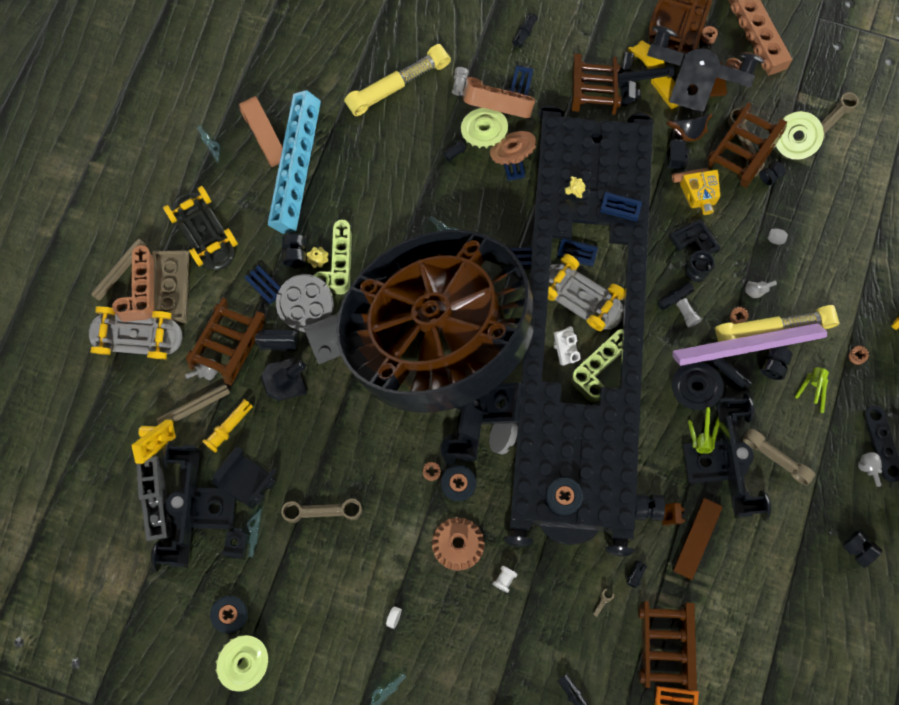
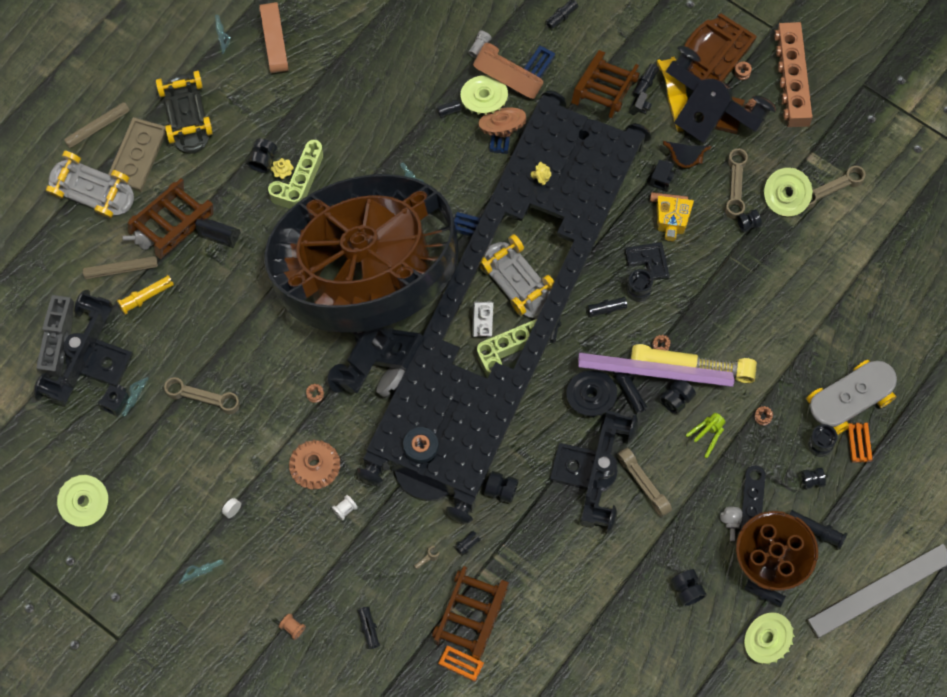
camera: 20 degrees right, 5 degrees down
(139, 283) = (111, 140): nougat beam -> none
(152, 440) = (73, 283): yellow piece -> none
(226, 604) = (82, 467): black bush -> none
(244, 479) = (142, 344): black panel -> none
(253, 274) = (218, 166): dark blue tile -> none
(283, 379) = (209, 269): black piece -> none
(294, 162) = (292, 74): medium azure brick -> none
(304, 301) = (254, 205): light grey tile -> none
(323, 338) = (255, 243): dark grey brick -> none
(360, 100) = (377, 35): light yellow piece -> none
(449, 487) = (325, 411): black bush -> none
(581, 246) = (530, 230): dark blue tile -> none
(627, 212) = (595, 207): dark blue tile -> none
(666, 71) = (661, 90): black axle -> none
(673, 514) = (521, 501): reddish brown tile -> none
(690, 317) = (613, 330): light grey pin -> none
(697, 539) = (538, 531): reddish brown tile -> none
(704, 442) = (577, 446): lime plant -> none
(756, 159) = (740, 200): reddish brown fence -> none
(756, 290) = (688, 324): light grey piece -> none
(777, 236) = (729, 281): light grey tile -> none

